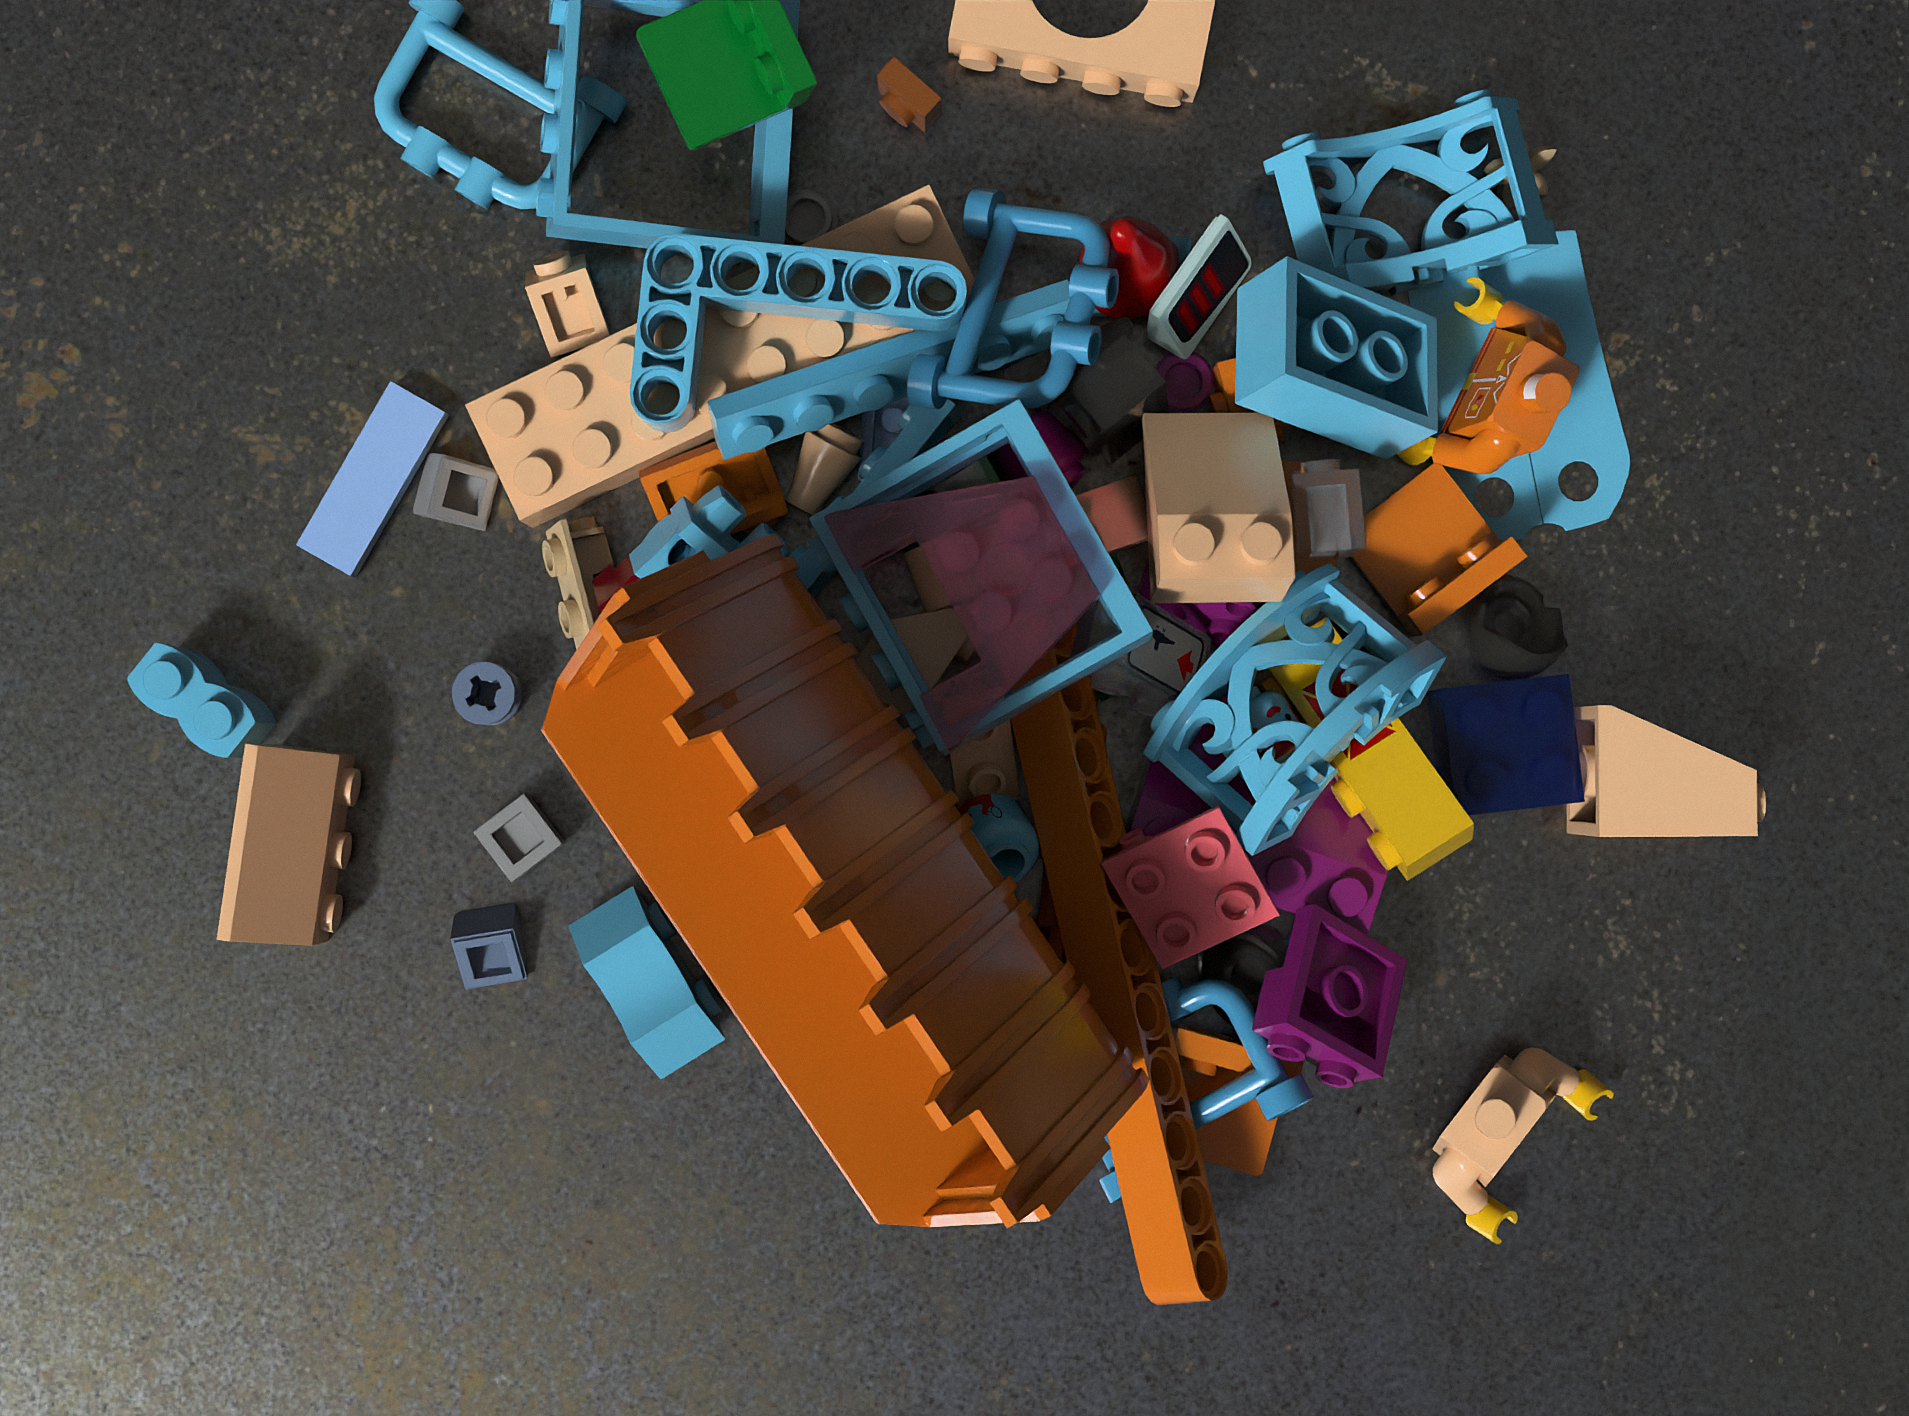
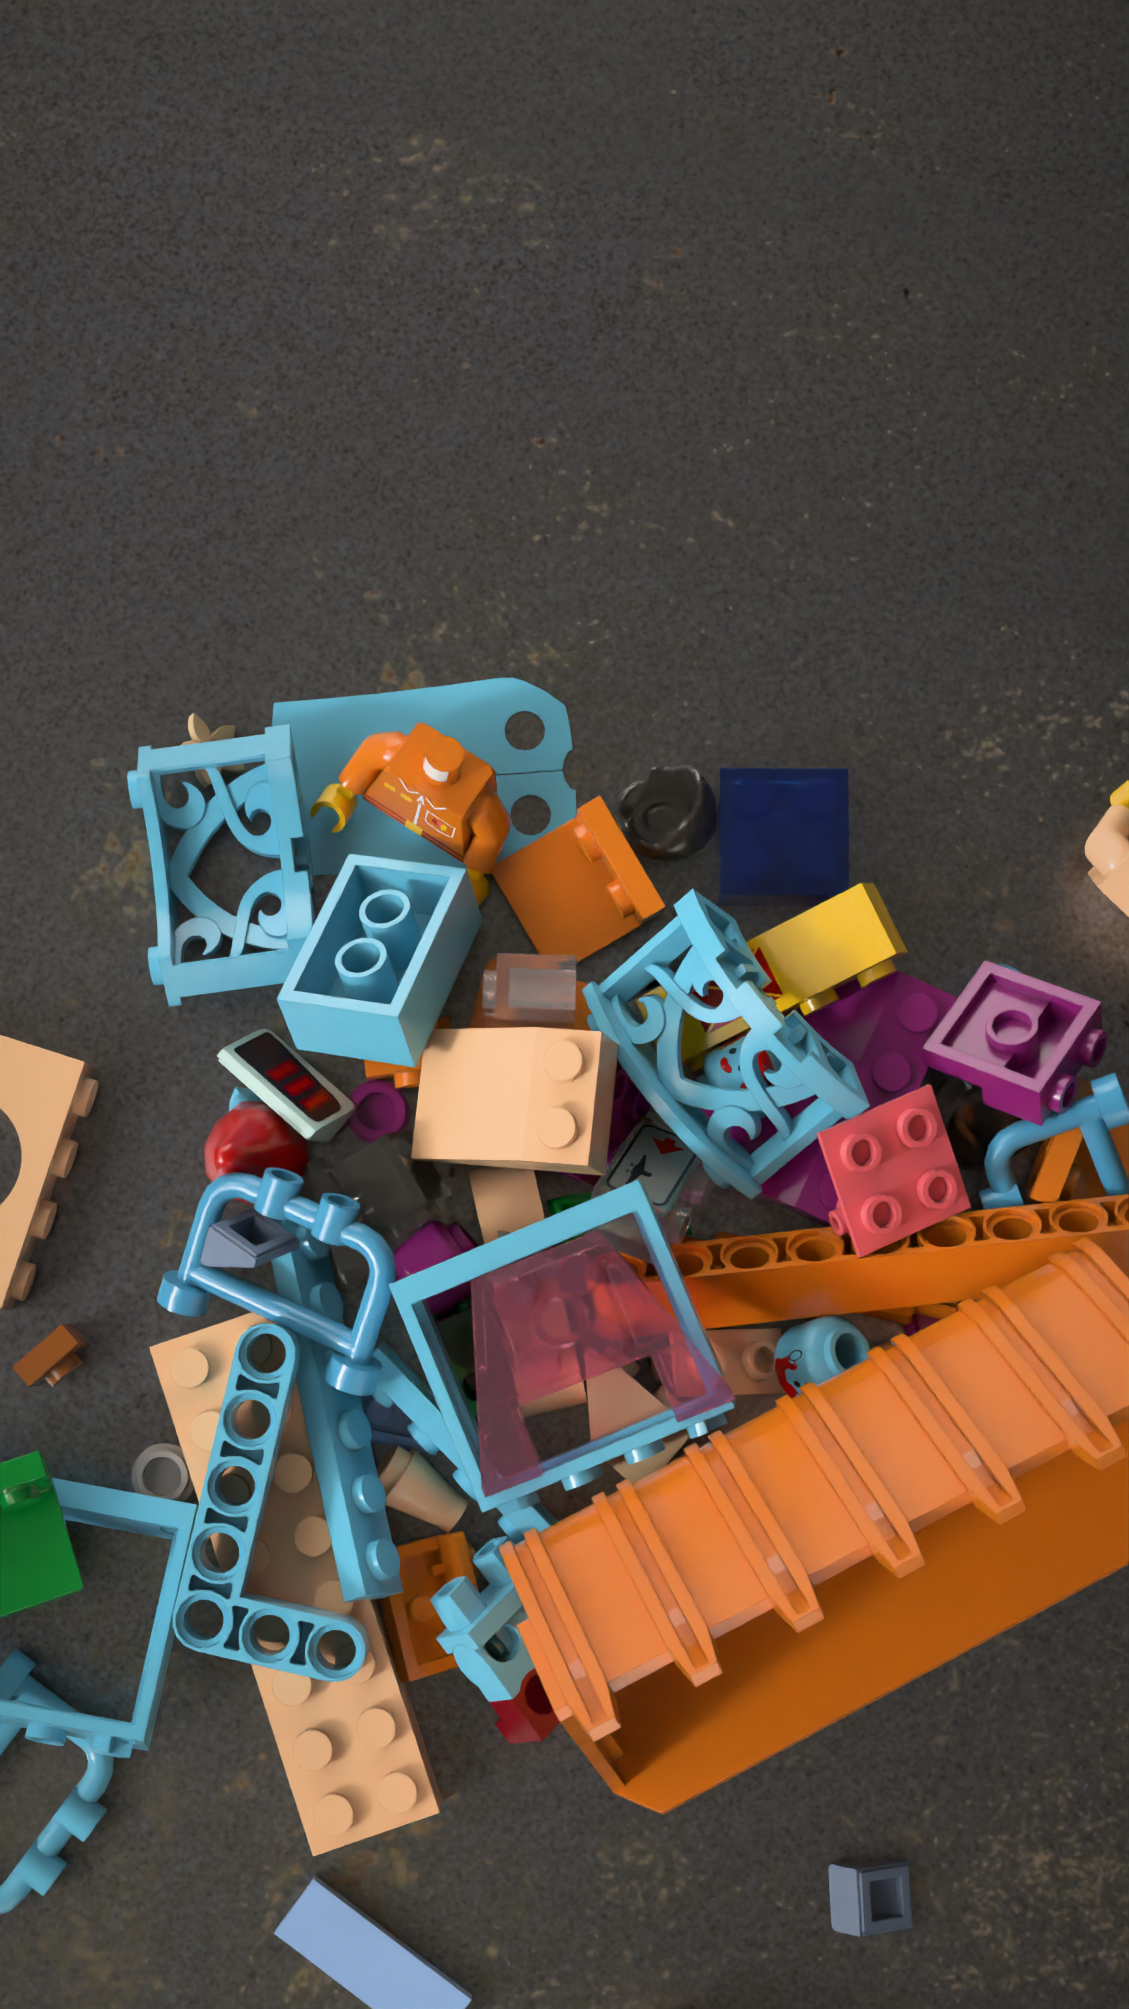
camera: 85 degrees left, 5 degrees down
(456, 491) = (396, 1877): light grey slope -> none
(503, 697) = (605, 1856): sand blue wheel -> none
(519, 837) = (762, 1851): light grey plate -> none
(565, 302) = (216, 1737): light nougat bracket -> none
(574, 561) = (485, 1760): tan hinge -> none
(648, 982) = (926, 1734): medium azure brick -> none
(1043, 263) = (246, 1241): none -> sand blue slope
(1657, 782) = (839, 697): light nougat slope -> none

